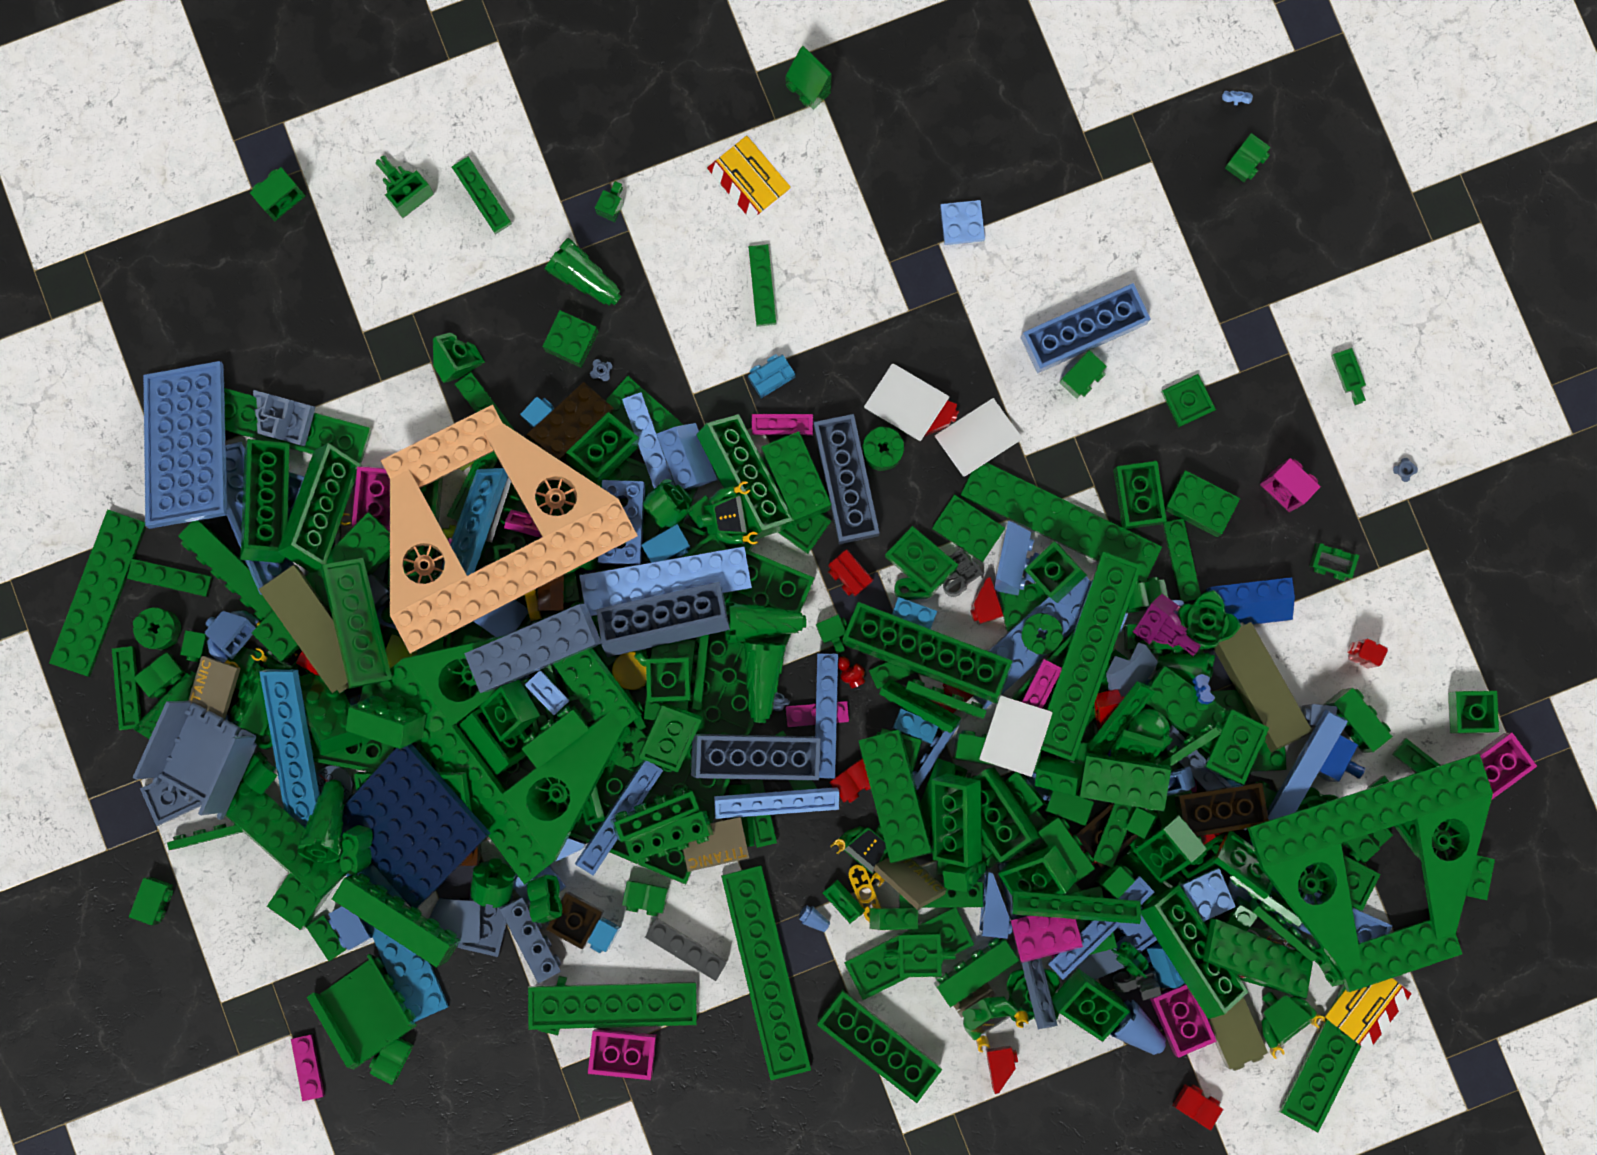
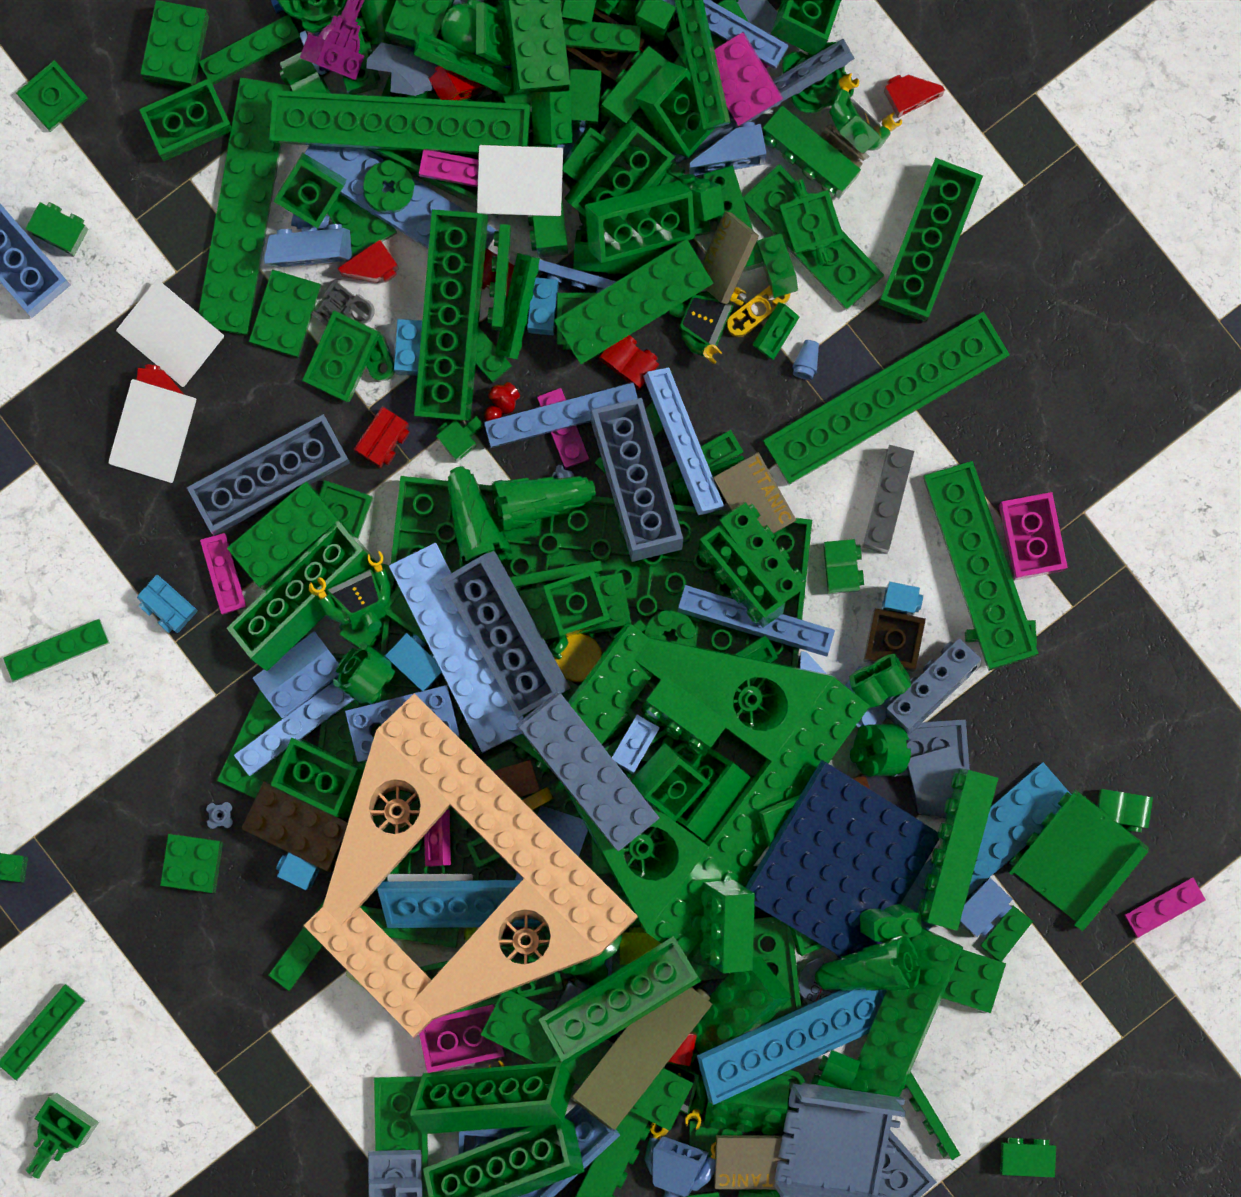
camera: 105 degrees left, 0 degrees up
(453, 357) = (256, 1000): green slope -> none
(575, 268) = (101, 885): green cone -> none
(670, 737) = (643, 585): green plate -> none
(883, 437) = (212, 428): green brick -> none

